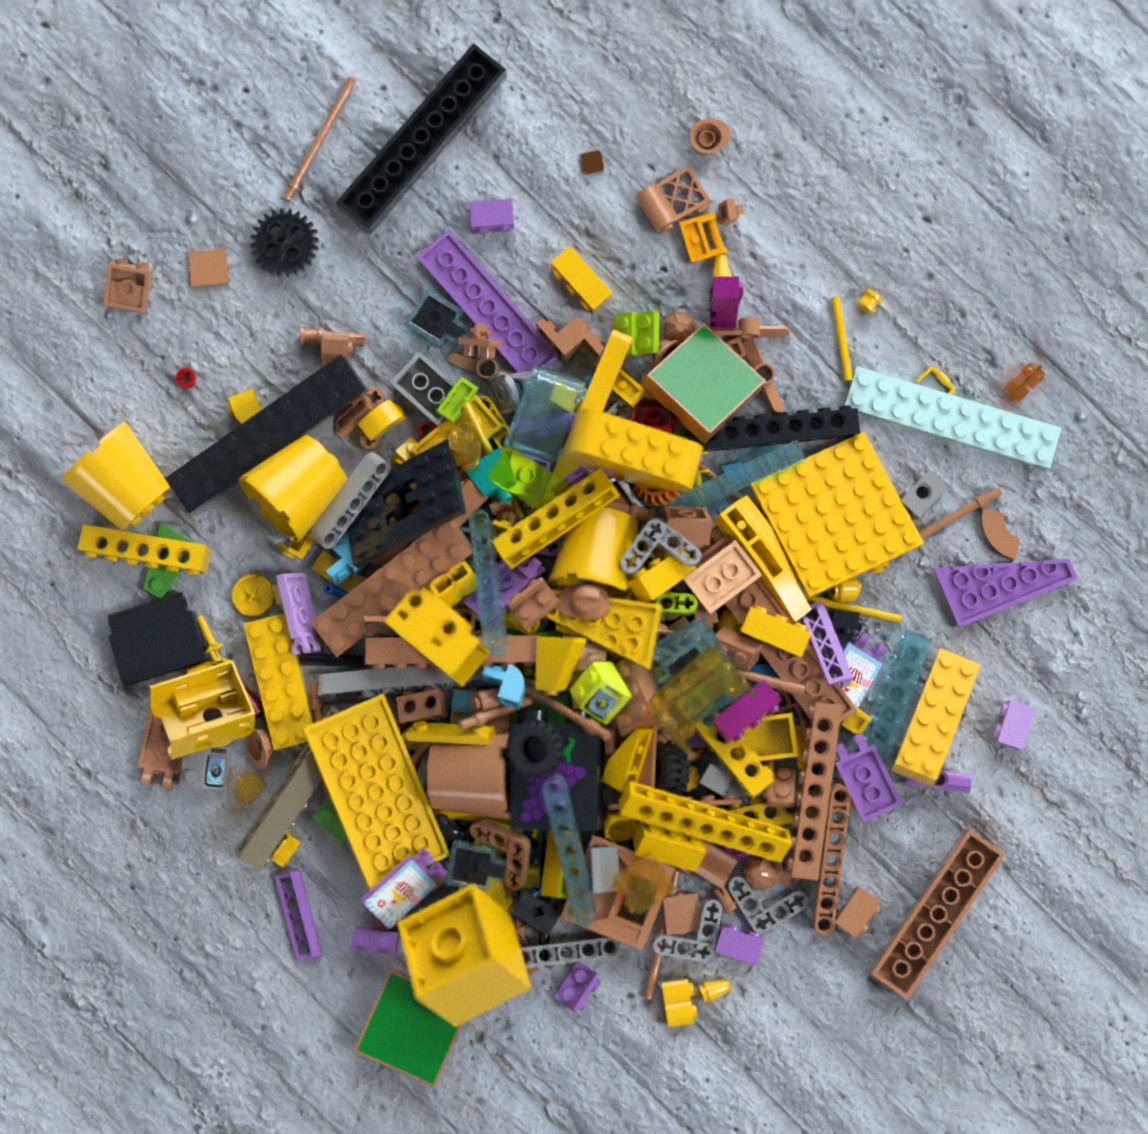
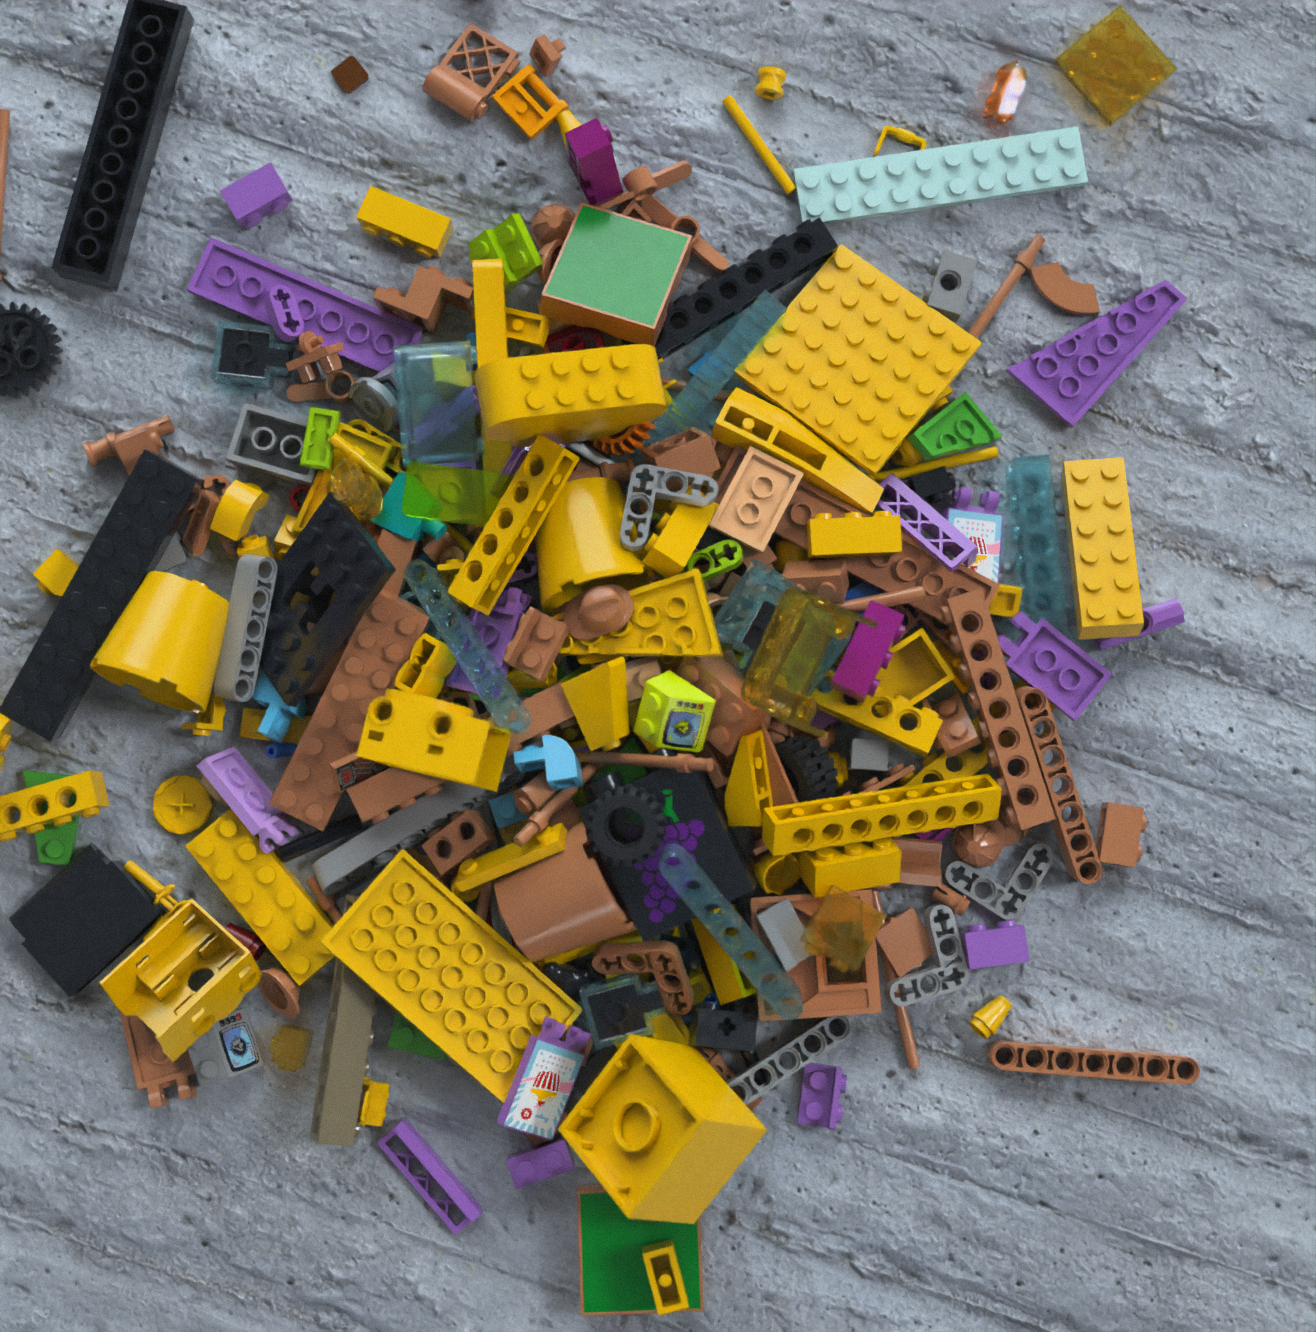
camera: 25 degrees left, 0 degrees up
(381, 449) = (255, 545): none -> yellow bracket
(420, 1052) = (665, 1277): none -> yellow brick
(473, 304) = (280, 314): none -> medium lavender beam
(678, 1002) = (954, 1054): yellow brick -> none
(774, 1059) = (1107, 1062): none -> nougat beam
(878, 592) = (954, 430): none -> bright green wing
(936, 913) = (1218, 789): nougat brick -> none
(1014, 724) = (1197, 512): lavender brick -> none
(1106, 398) = (1115, 65): none -> clear yellow plate

